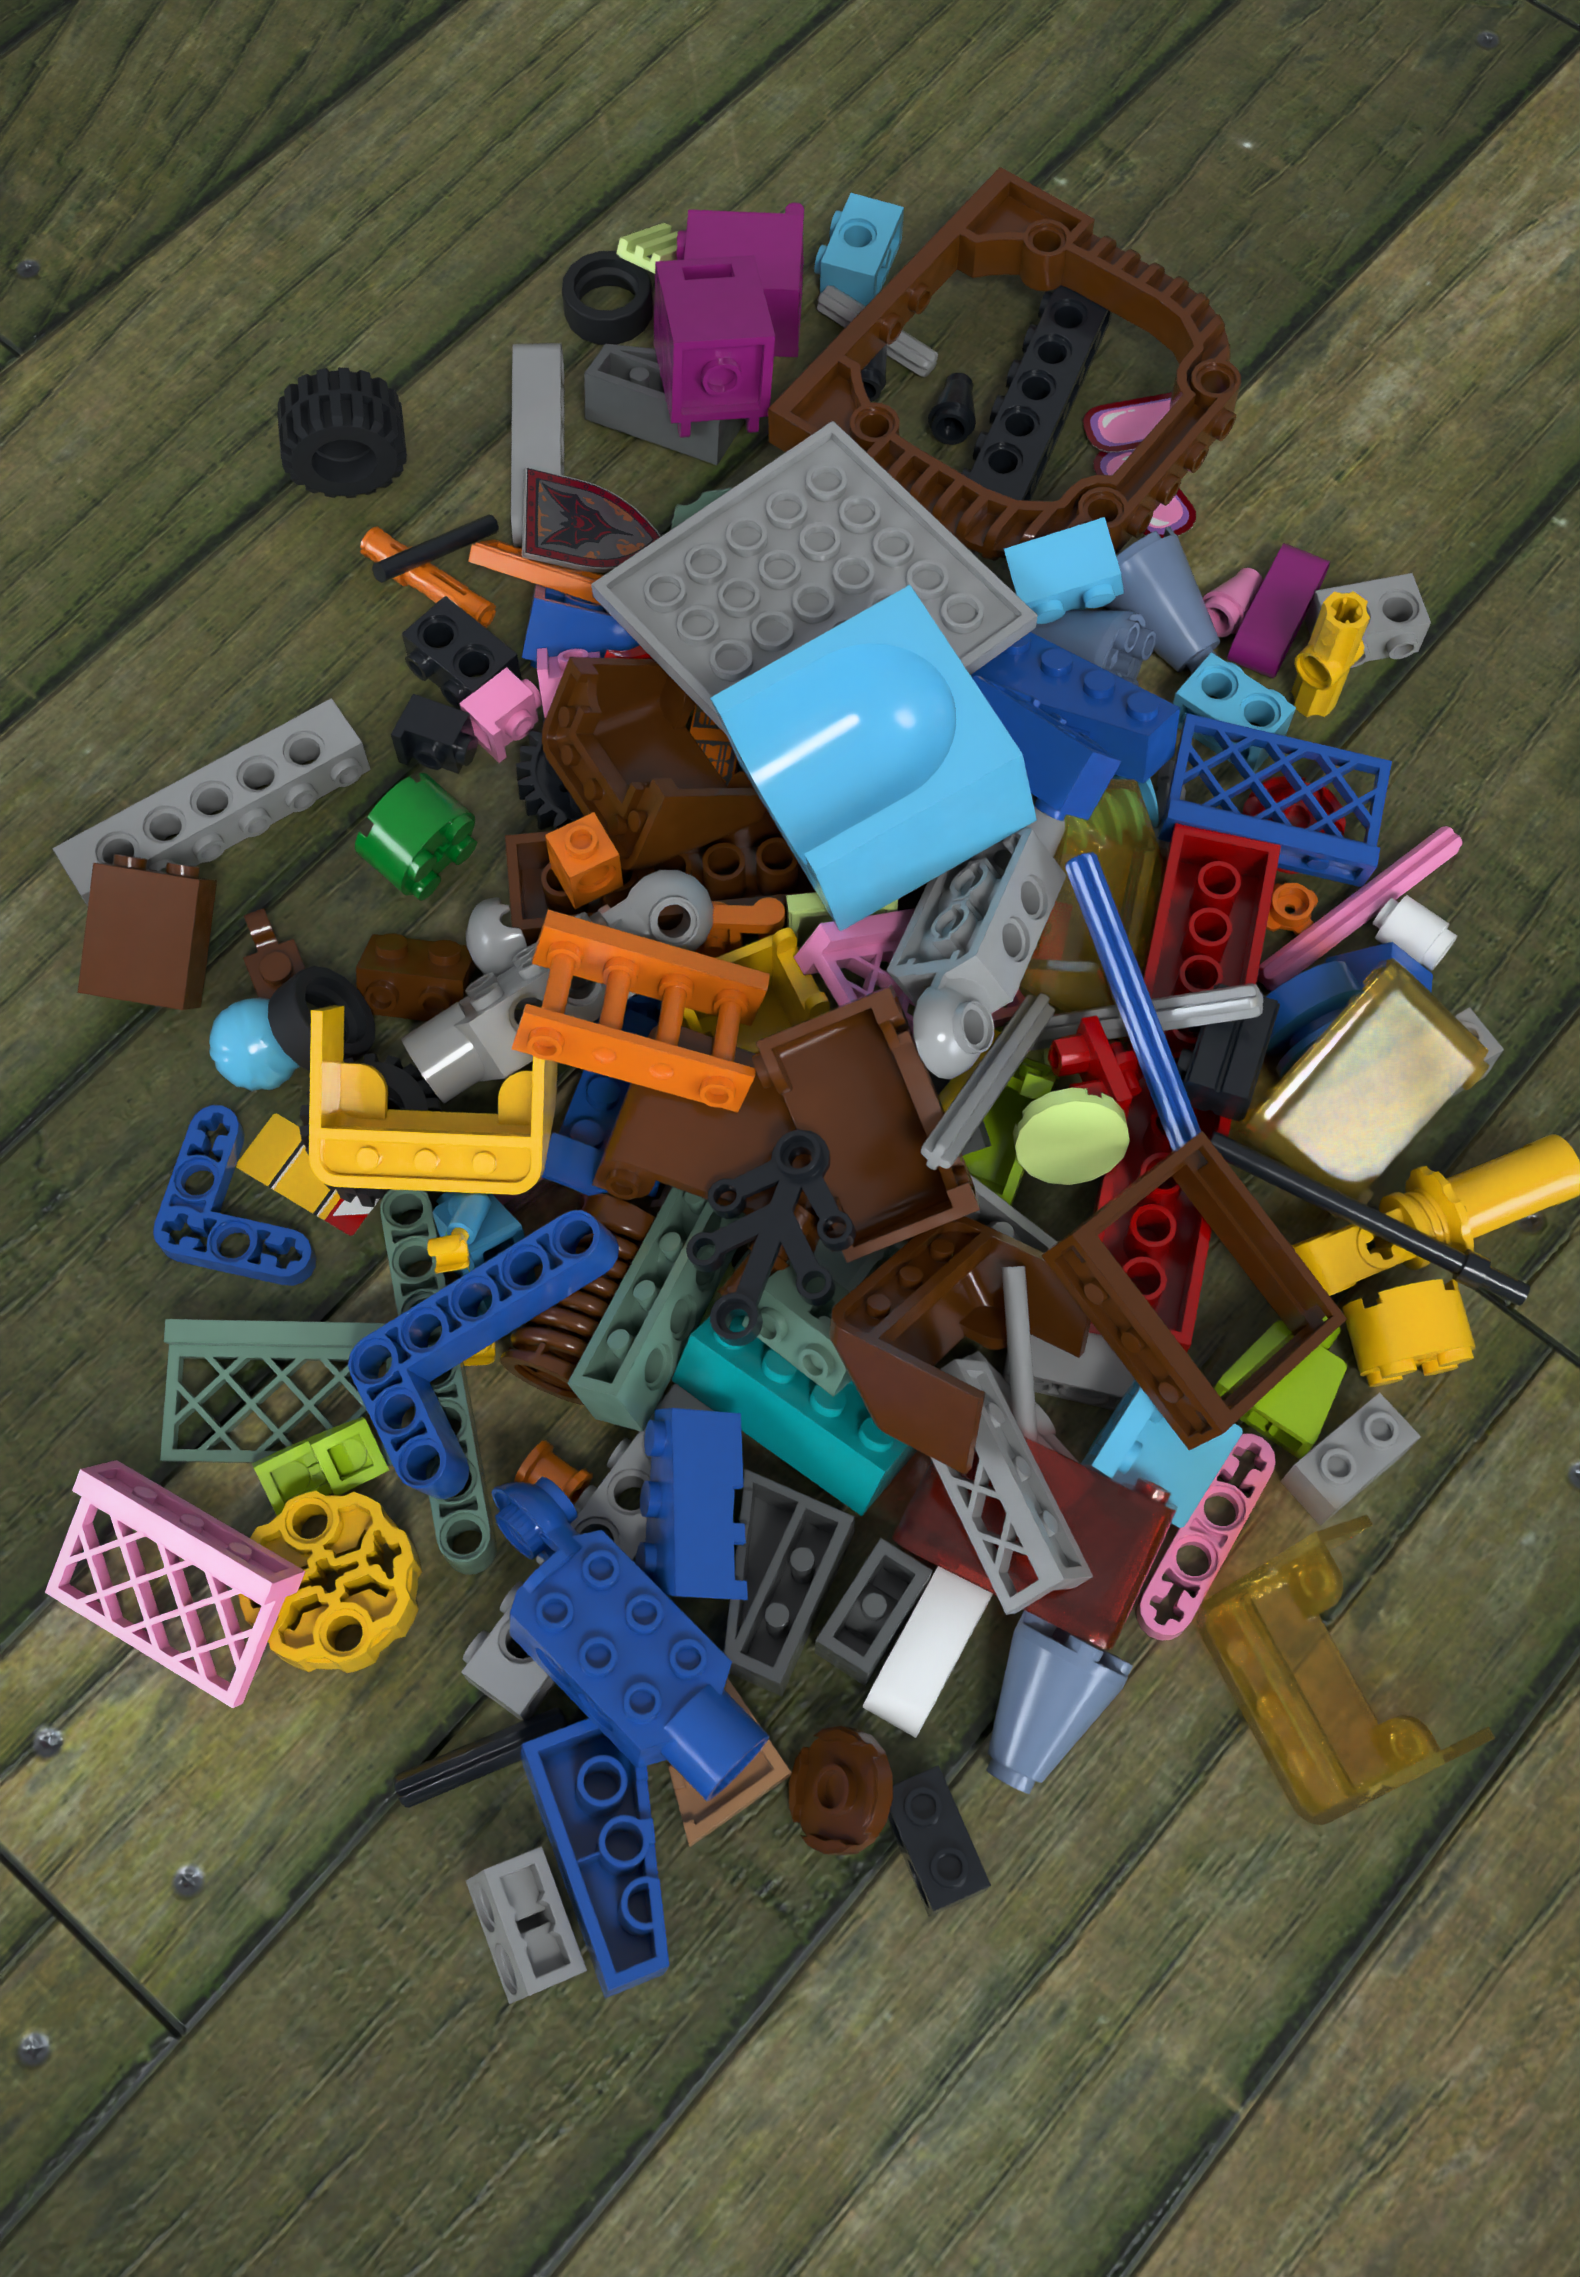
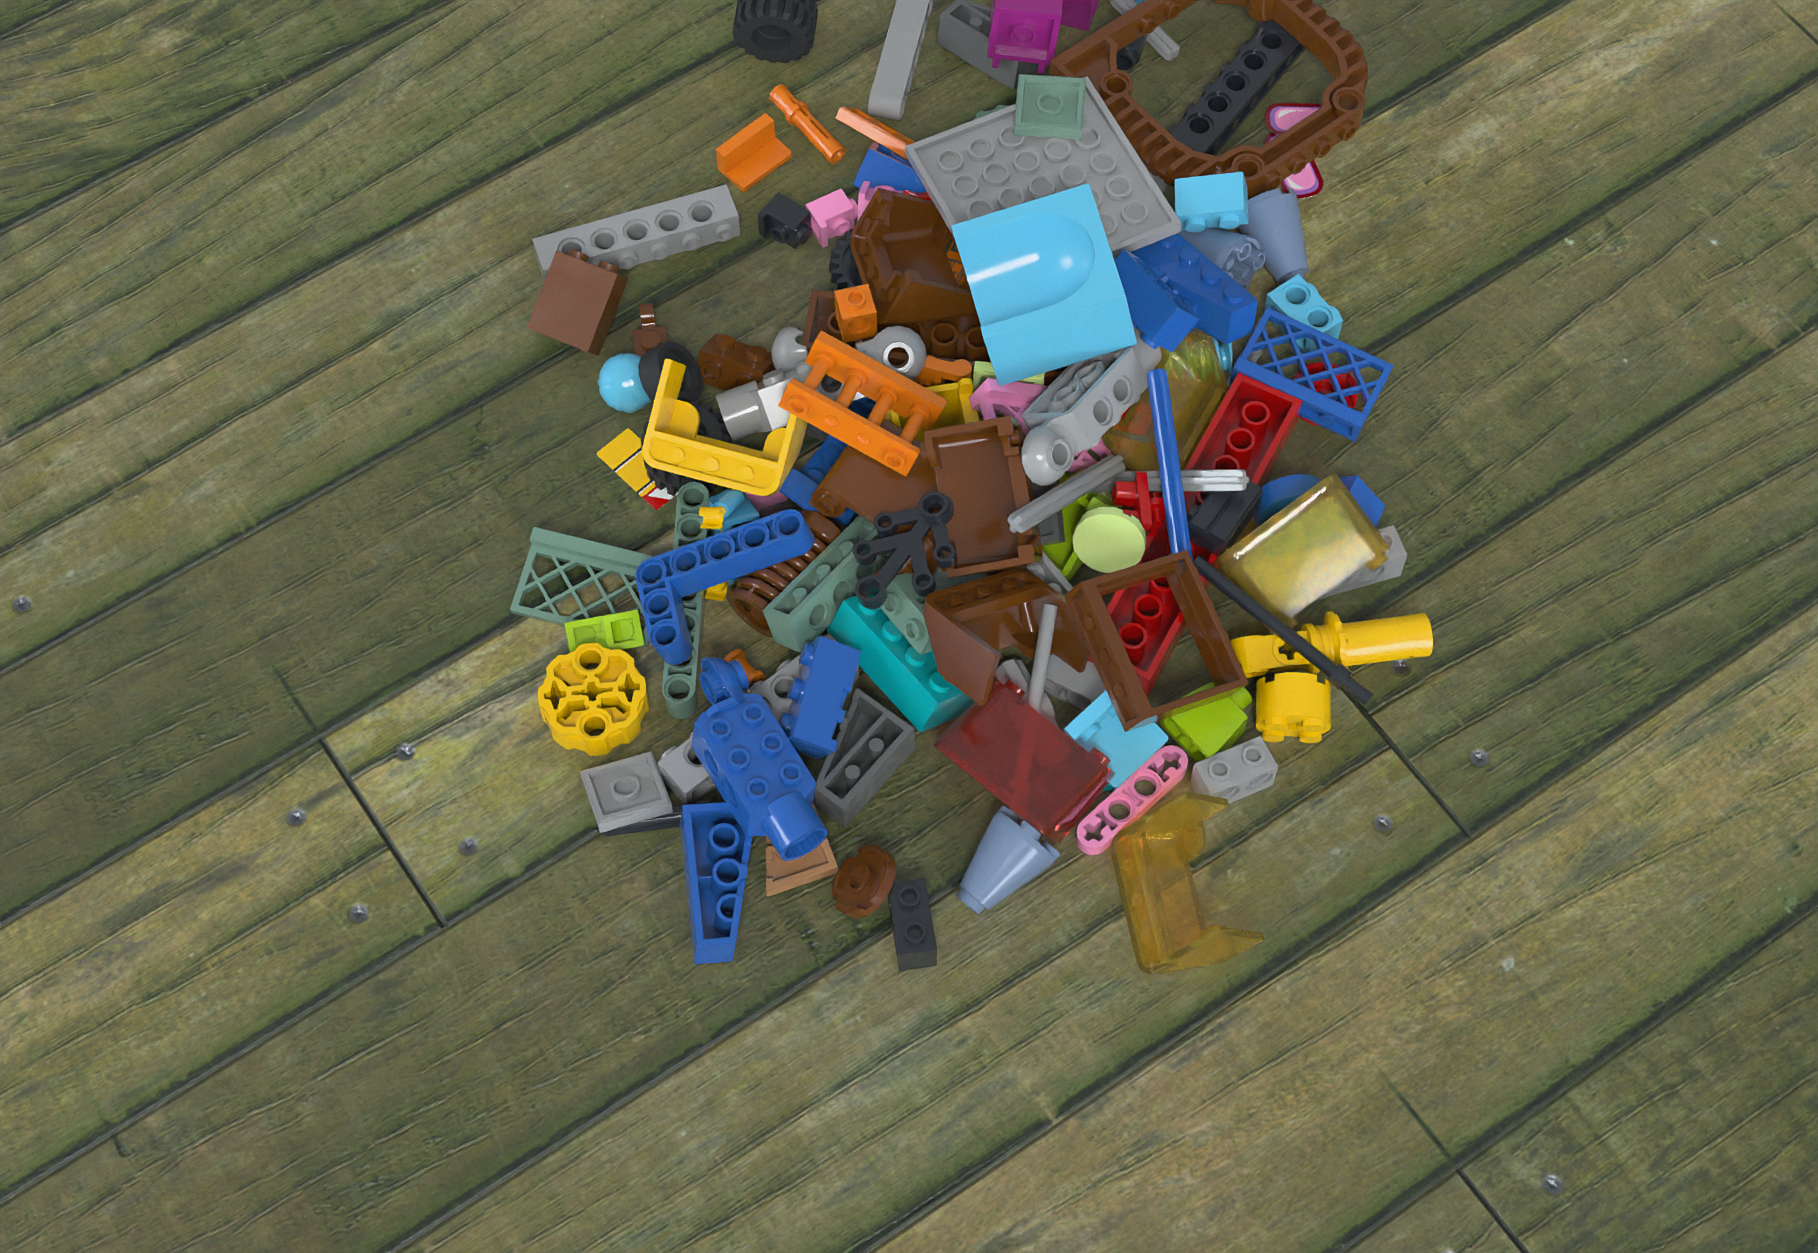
camera: 15 degrees right, 5 degrees down
(179, 1532) = (511, 644): bright pink fence -> none
(203, 1210) = (571, 478): blue beam -> none
(355, 642) = (752, 153): none -> orange panel
(417, 835) = (758, 279): green brick -> none
(421, 1729) = (626, 792): none -> light grey tile
(435, 548) = (817, 105): black bar -> none
(467, 651) = (810, 170): black brick -> none
(525, 1925) = (658, 908): light grey brick -> none
(579, 523) = (911, 107): shield -> none
(792, 478) = (1050, 106): none -> sand green tile
(872, 1611) = (912, 789): dark grey brick -> none
(927, 1651) = (942, 819): white beam -> none
(953, 413) = (1179, 86): black cone -> none
(1024, 1495) = (1016, 732): light grey fence -> none
(1232, 600) = (1326, 246): bright pink cone -> none
(1278, 610) = (1355, 258): magenta beam -> none
(1296, 897) = (1306, 437): orange plate -> none
(1330, 653) = (1371, 290): yellow piece -> none
(1359, 908) = (1360, 449): bright pink axle -> none
(1395, 612) = (1412, 272): light grey brick -> none
(1415, 931) = (1379, 475): white brick -> none

